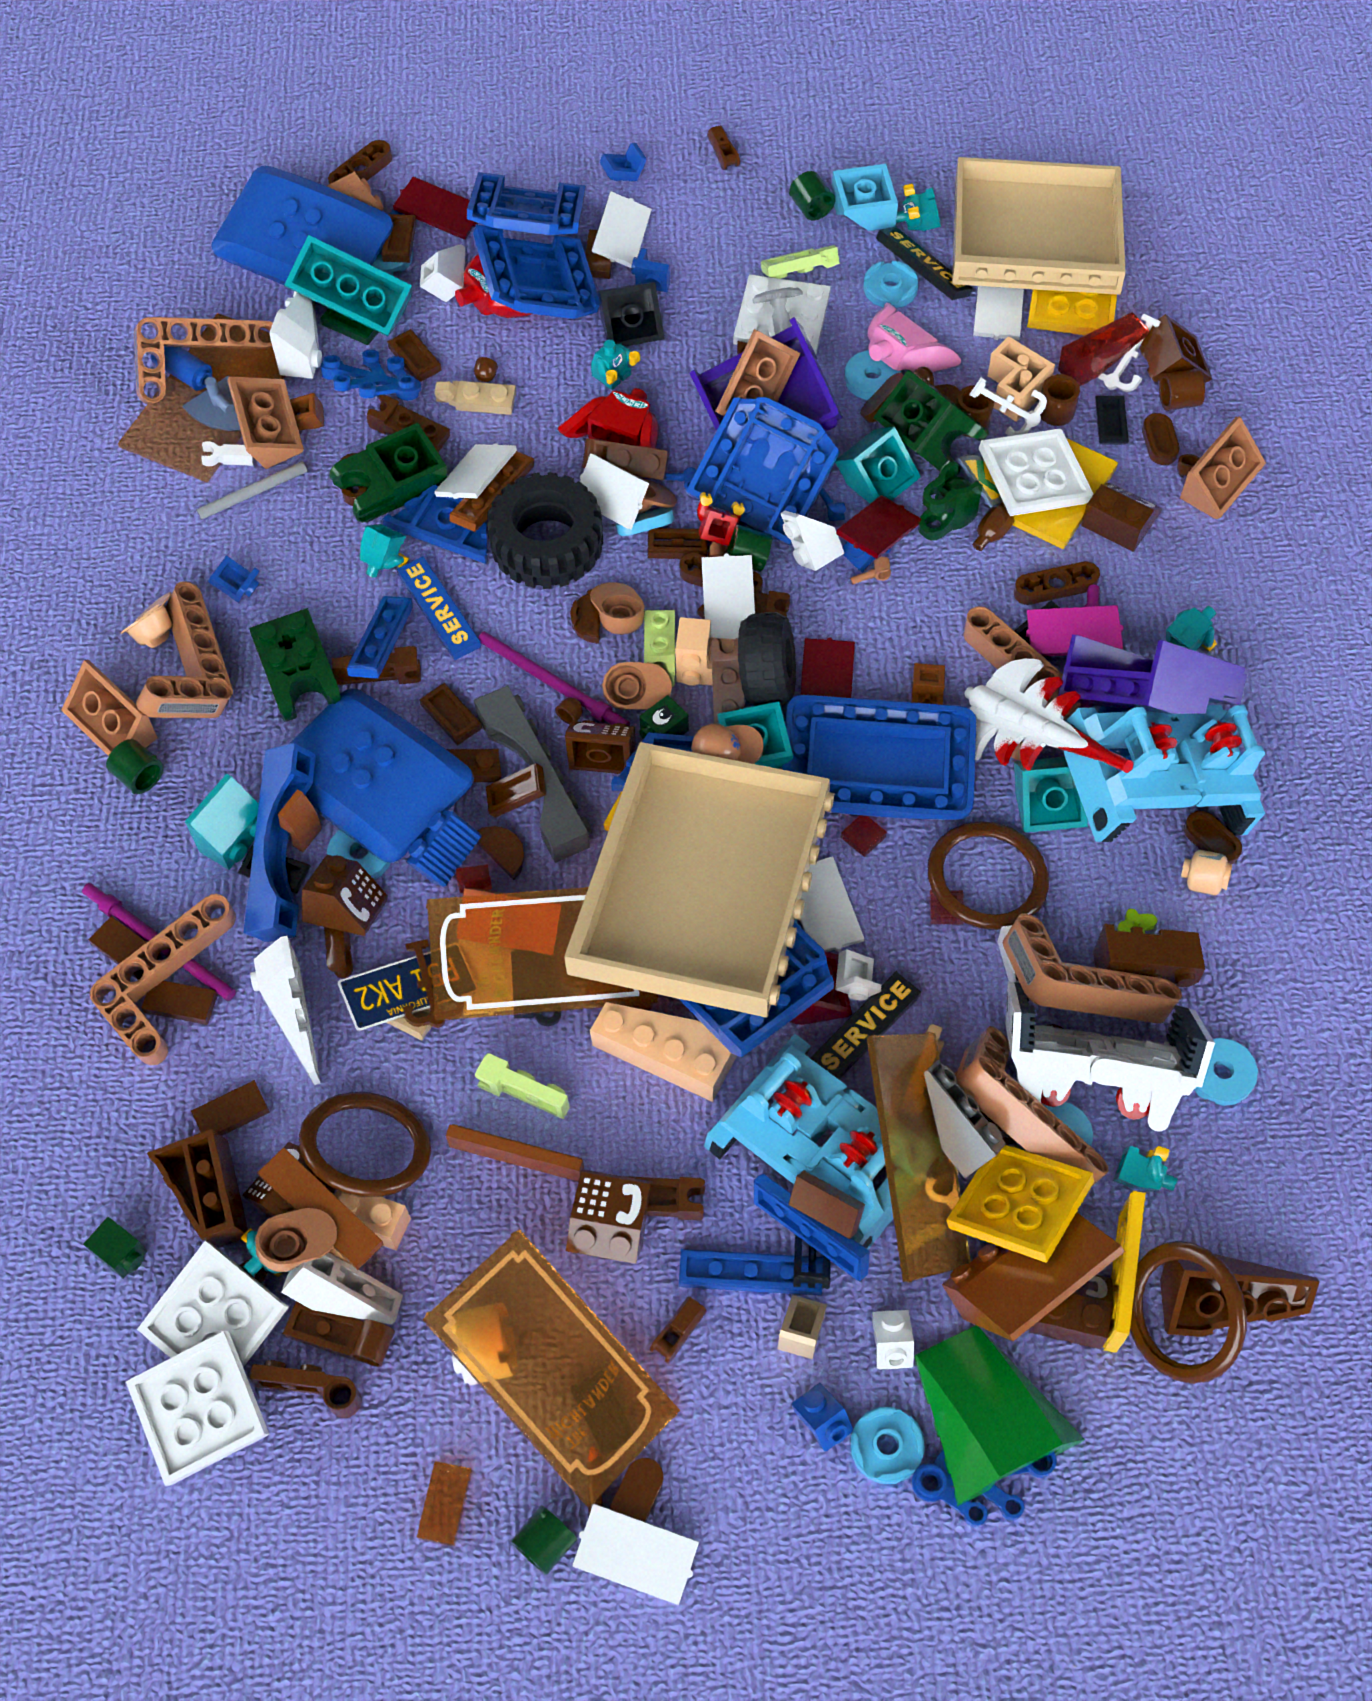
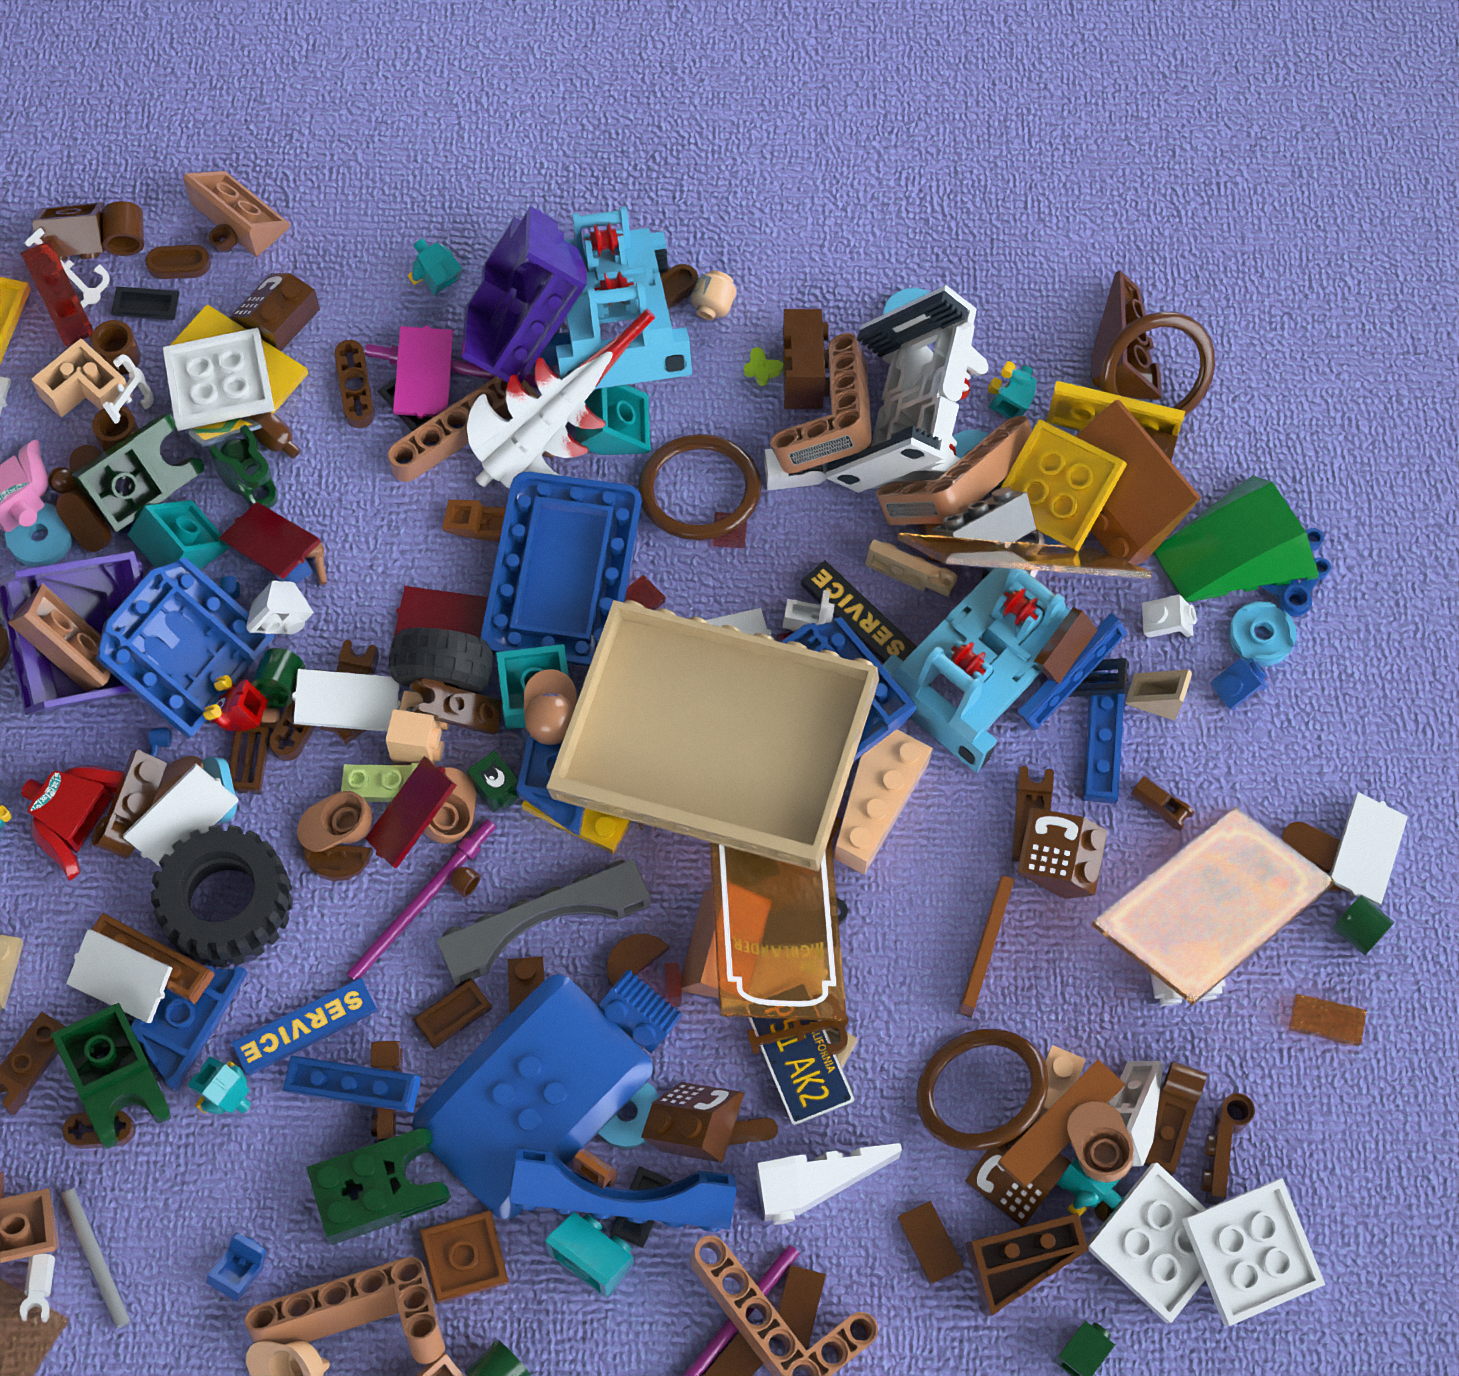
camera: 90 degrees left, 5 degrees up
(237, 739) = (464, 1256): none -> dark orange tile
(497, 1078) = (904, 961): yellowish green plate -> none
(515, 790) = (569, 936): reddish brown tile -> none
(599, 746) = (519, 844): reddish brown slope -> none
(624, 654) = (410, 812): none -> dark red piece

